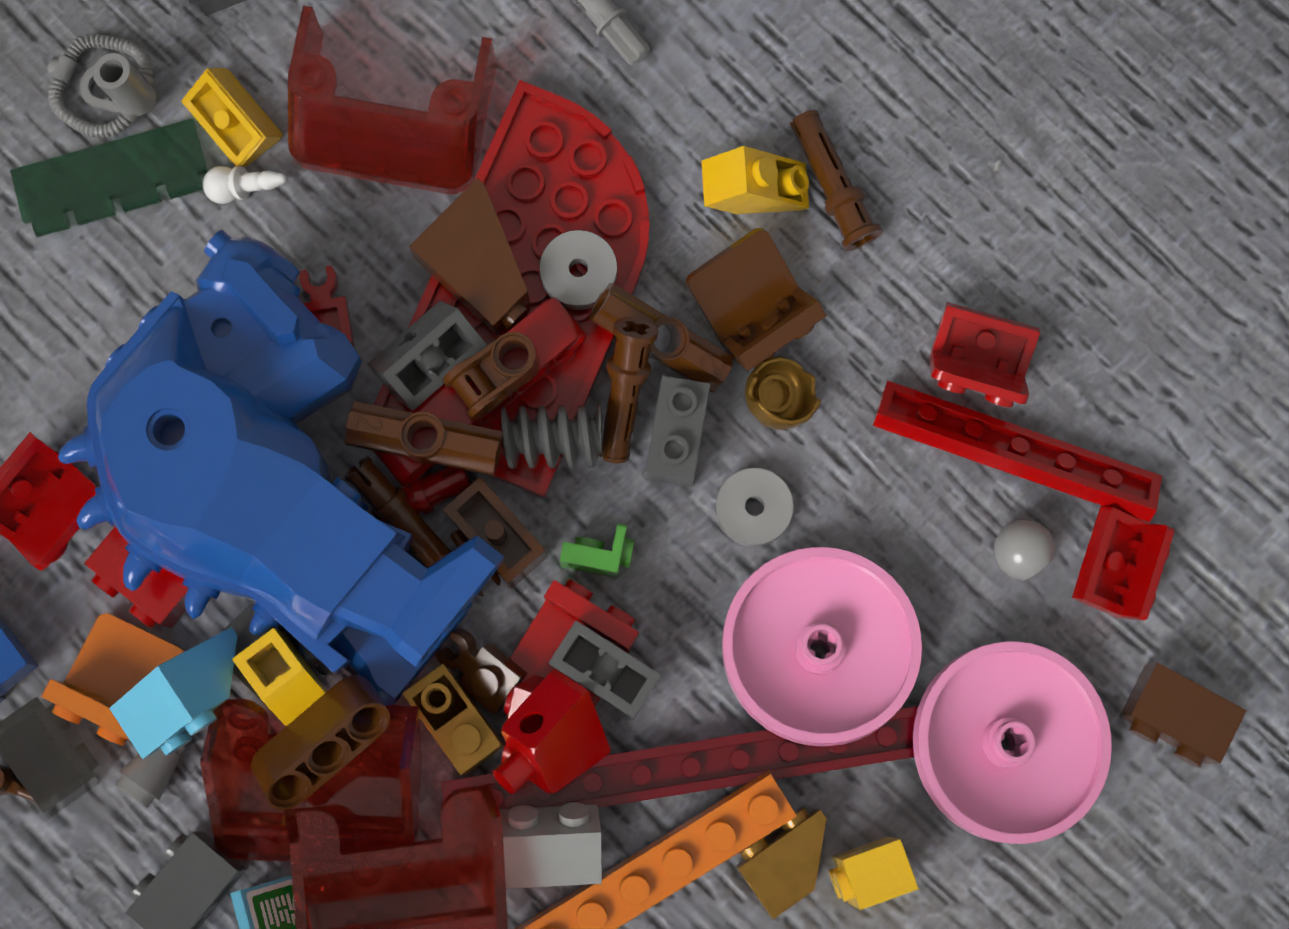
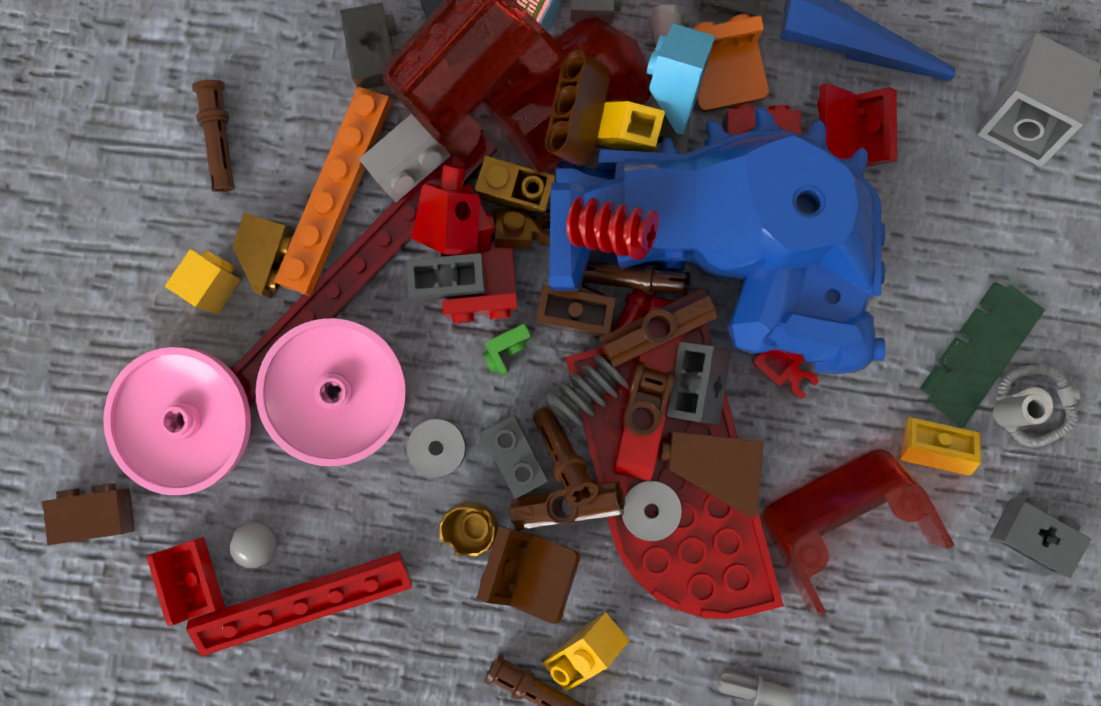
camera: 150 degrees right, 5 degrees up
(227, 184) = (908, 402): white bar -> none
(393, 556) = (609, 231): none -> red piece
(983, 354) = (362, 647): red bracket -> none

